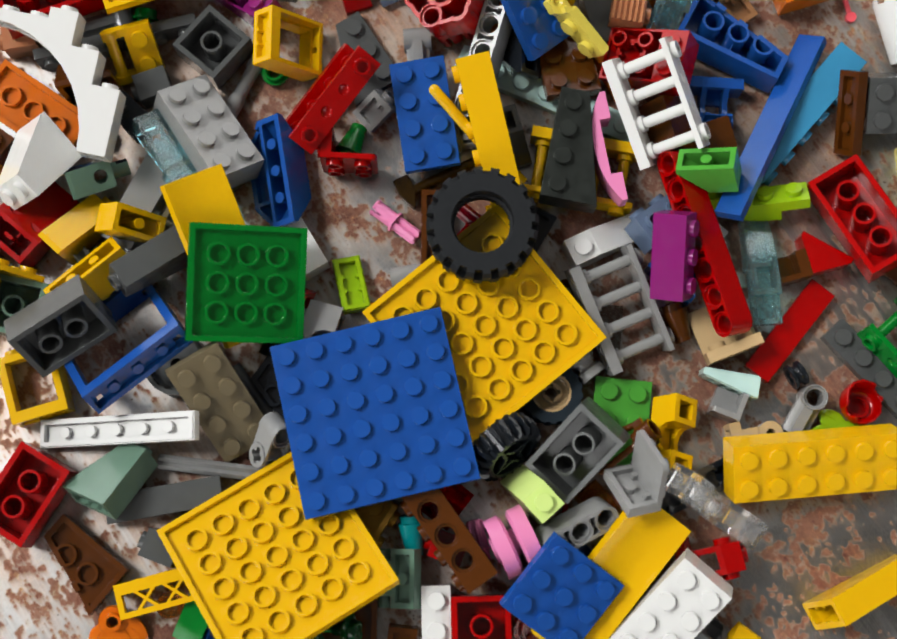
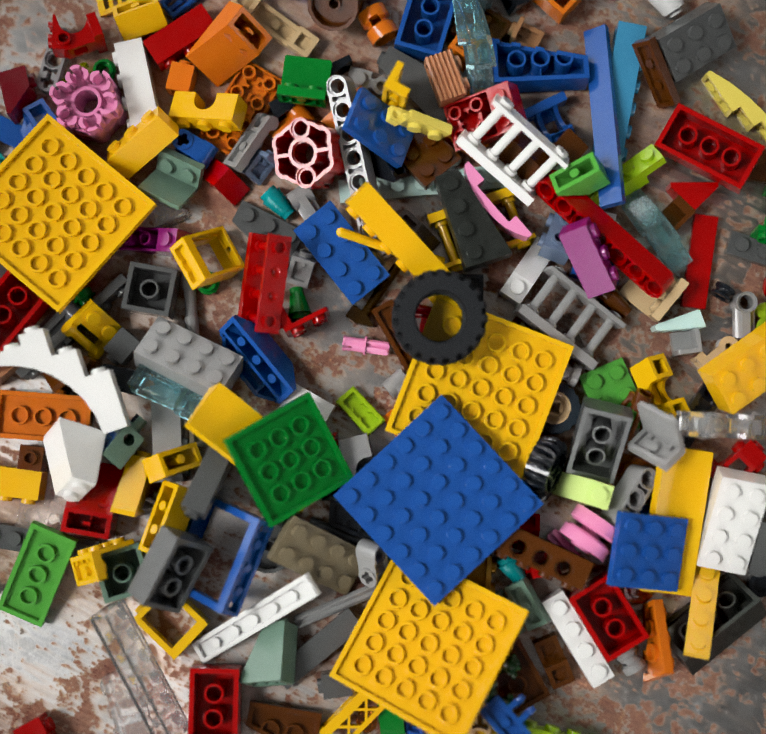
camera: 25 degrees left, 5 degrees up
(390, 30) = (277, 202): none -> teal cone

